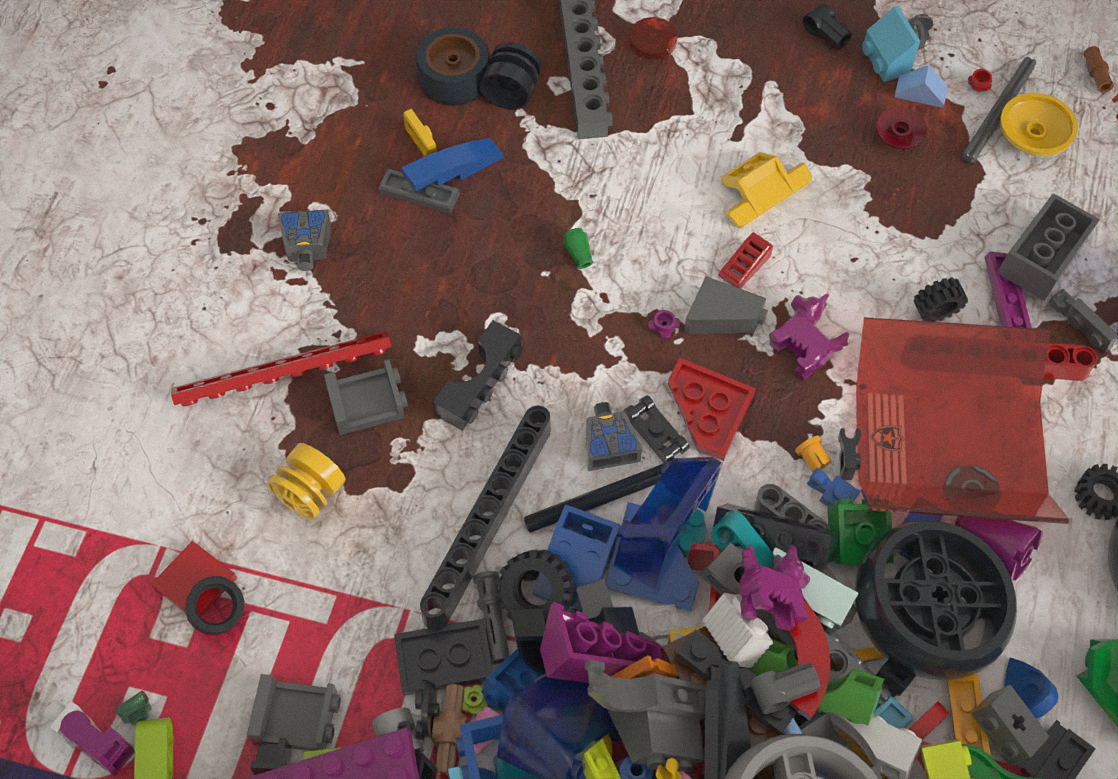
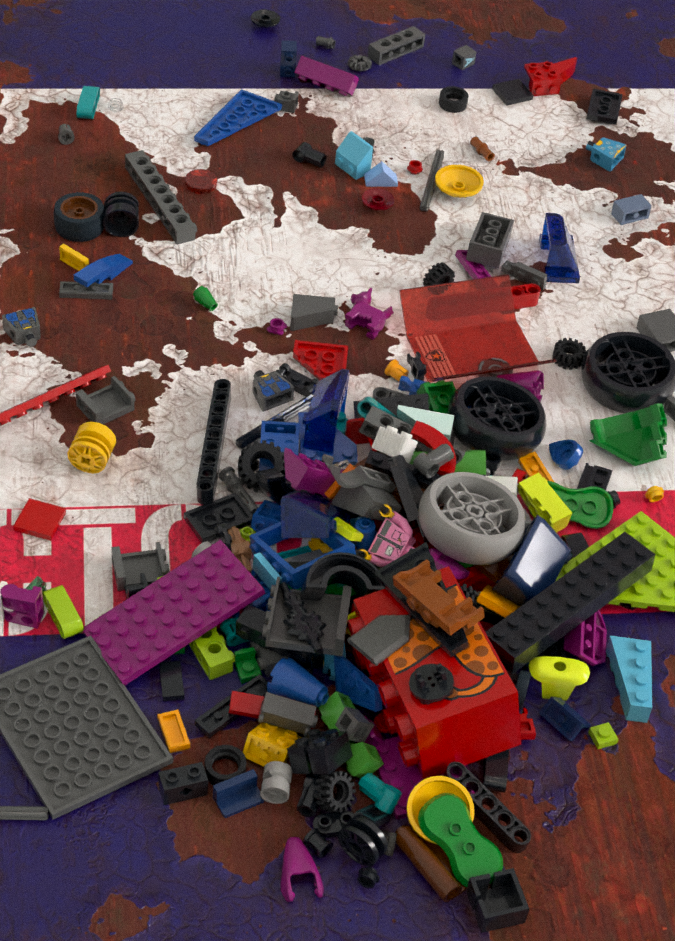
camera: 25 degrees left, 15 degrees down
(212, 628) = (70, 514): black tyre -> none
(460, 400) = (168, 390): black arch -> none
(756, 248) = (314, 282): red slope -> none
(762, 185) = (306, 244): yellow plate -> none
(774, 589) = (408, 416): magenta animal -> none
(1010, 725) = (561, 468): dark grey brick -> none

